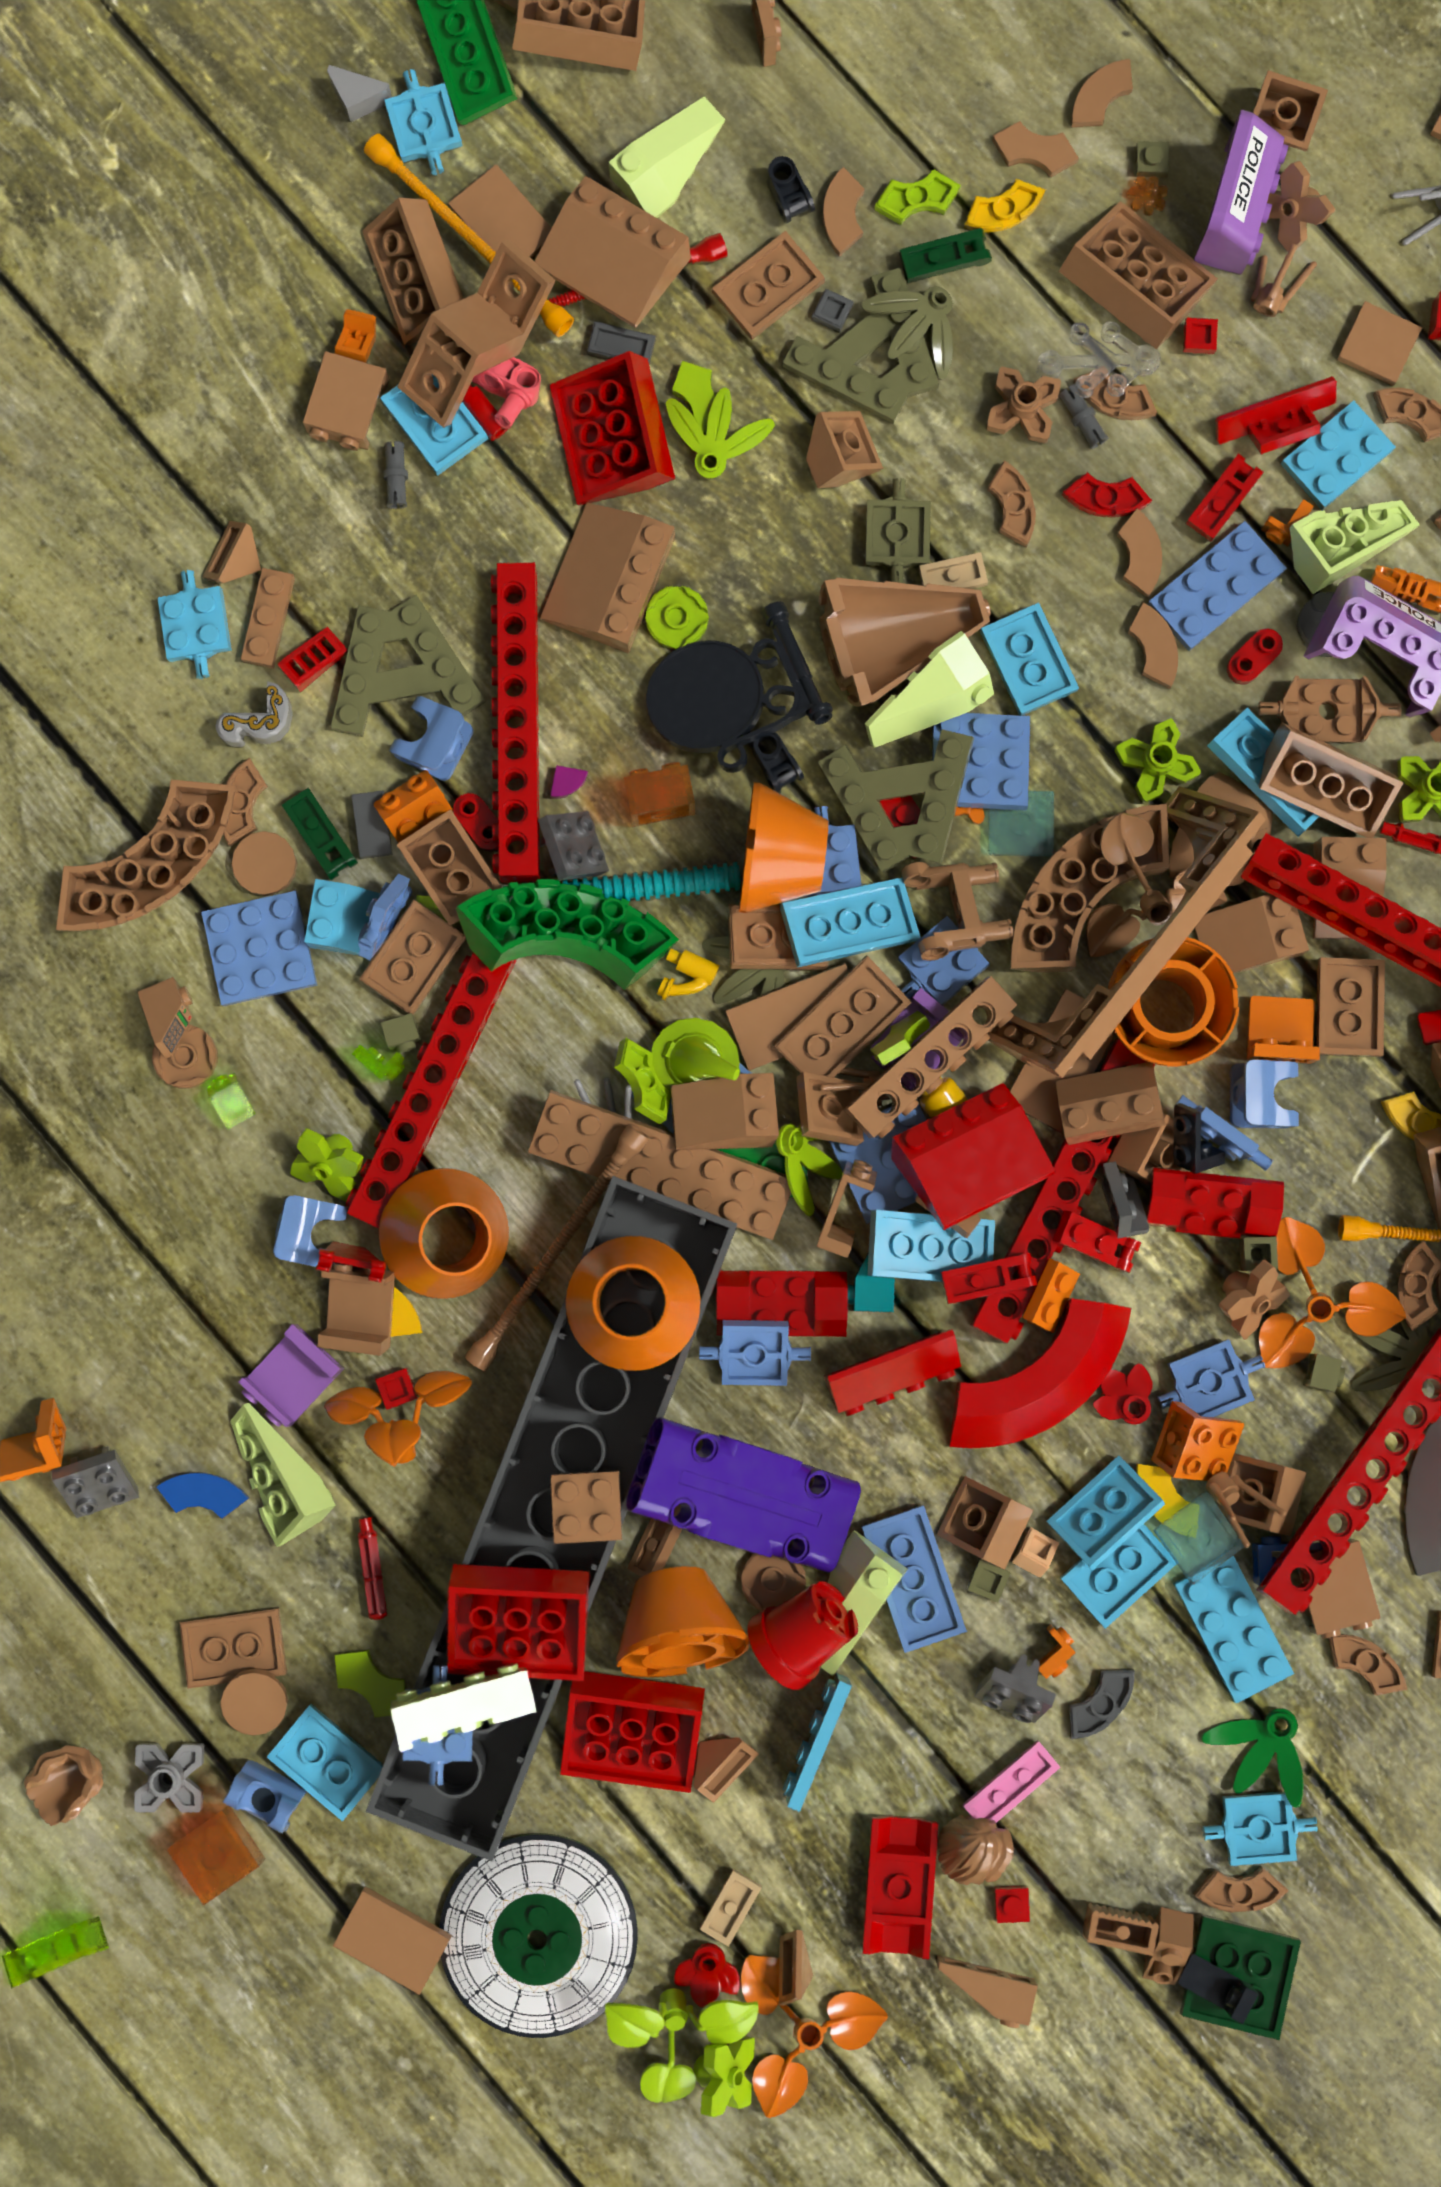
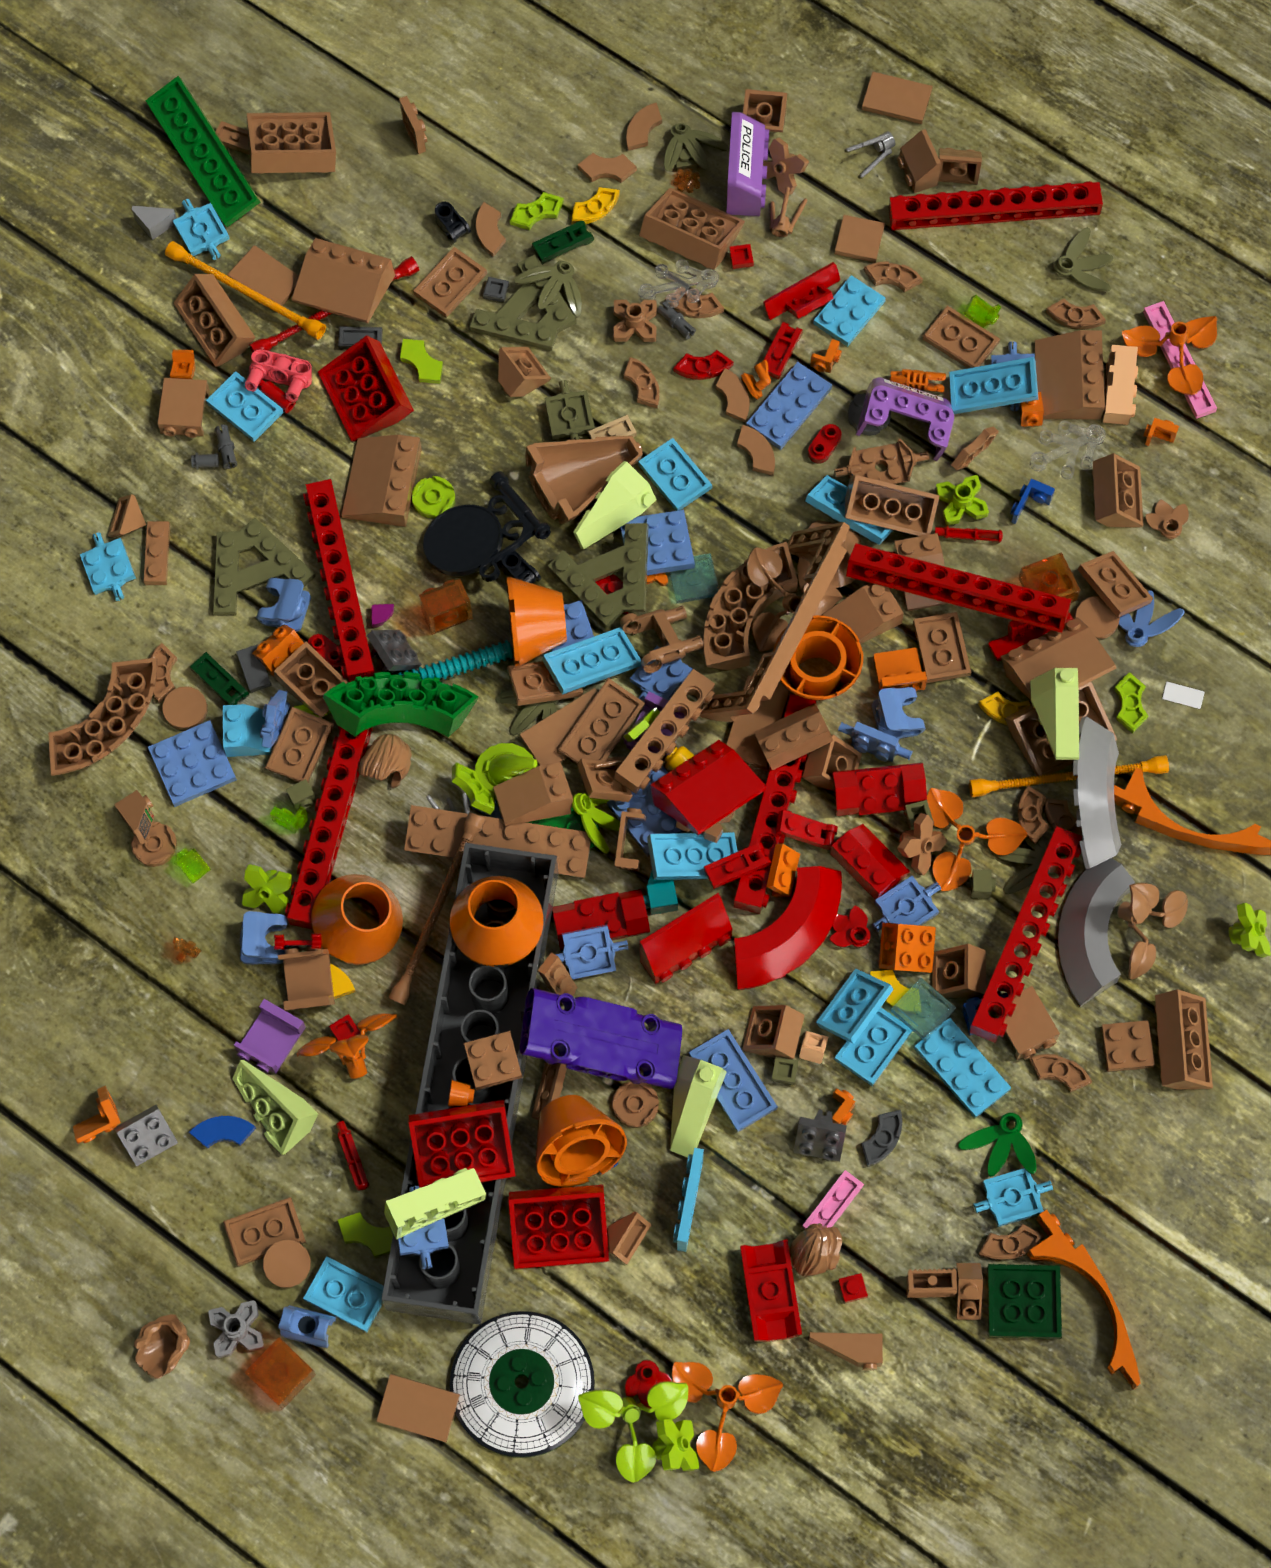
camera: 10 degrees left, 15 degrees down
(55, 1951) = (177, 1467): clear neon green slope -> none
(200, 1222) = (185, 949): none -> clear orange plant
(261, 727) = (165, 620): light grey animal -> none
(302, 682) = (176, 577): red slope -> none
(361, 490) = (204, 460): none -> dark grey pin
(476, 333) = (263, 343): medium nougat bracket -> none
(530, 1006) = (386, 756): none -> medium nougat hair
(530, 1549) = (460, 1094): none -> orange hat
(662, 160) = (366, 218): yellowish green wedge -> none
(693, 965) = (490, 712): yellow plant -> none
(703, 1391) = (556, 976): none -> medium nougat plate
(717, 426) = (435, 383): lime plant -> none
(730, 1907) = (654, 1332): tan plate -> none
(794, 1967) = (707, 1360): medium nougat slope -> none
(801, 1634) = (662, 1124): red piece -> none
(1123, 1202) = (817, 799): dark grey bracket -> none
(1160, 123) = (684, 135): none -> olive plant
(1162, 746) = (775, 519): lime plant -> none
(1172, 546) = (754, 387): none -> orange piece
(1175, 1304) = (868, 861): none -> red slope
(1188, 1148) = (851, 751): black bracket -> none
(1218, 1987) = (1007, 1305): black bracket -> none
(1226, 1493) = (933, 974): medium nougat plant -> none
(1305, 1915) = (1060, 1250): none -> orange slope
(1338, 542) = (862, 362): yellowish green wedge -> none

